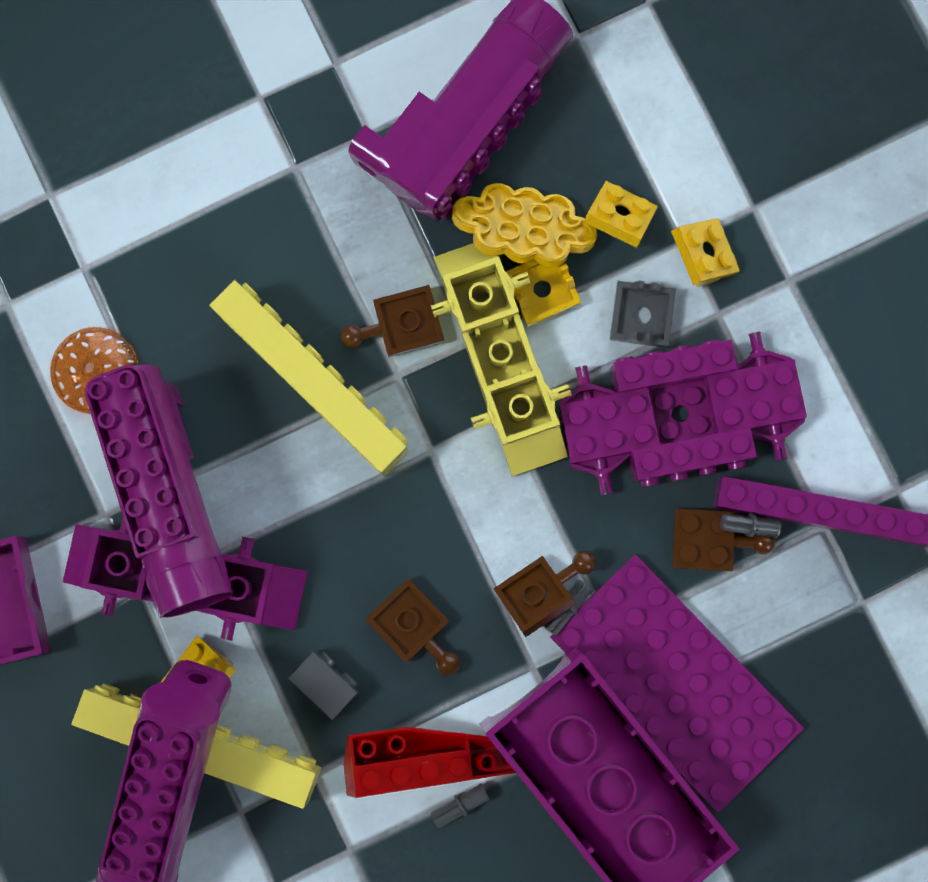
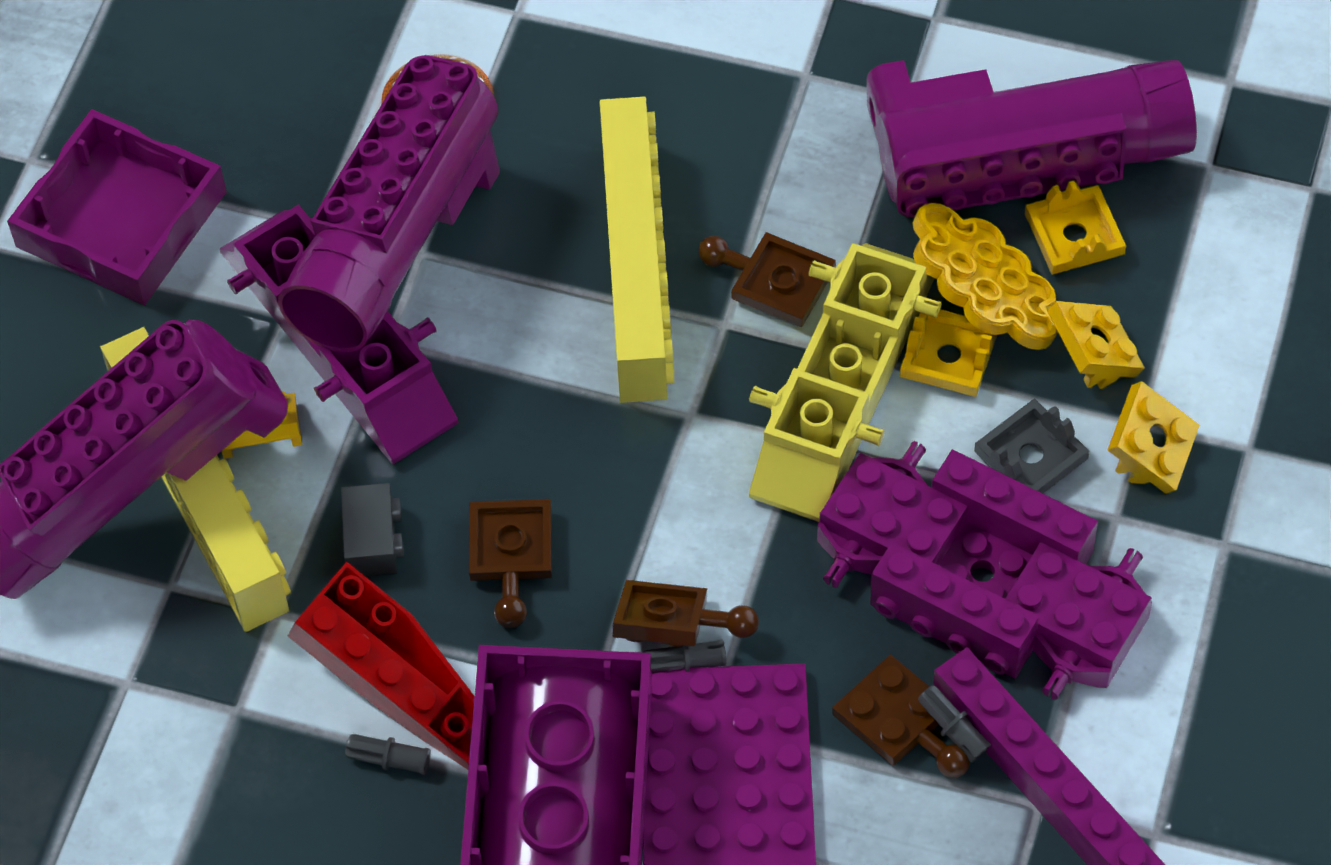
camera: 40 degrees right, 25 degrees down
(540, 127) = (1079, 207): none -> yellow piece

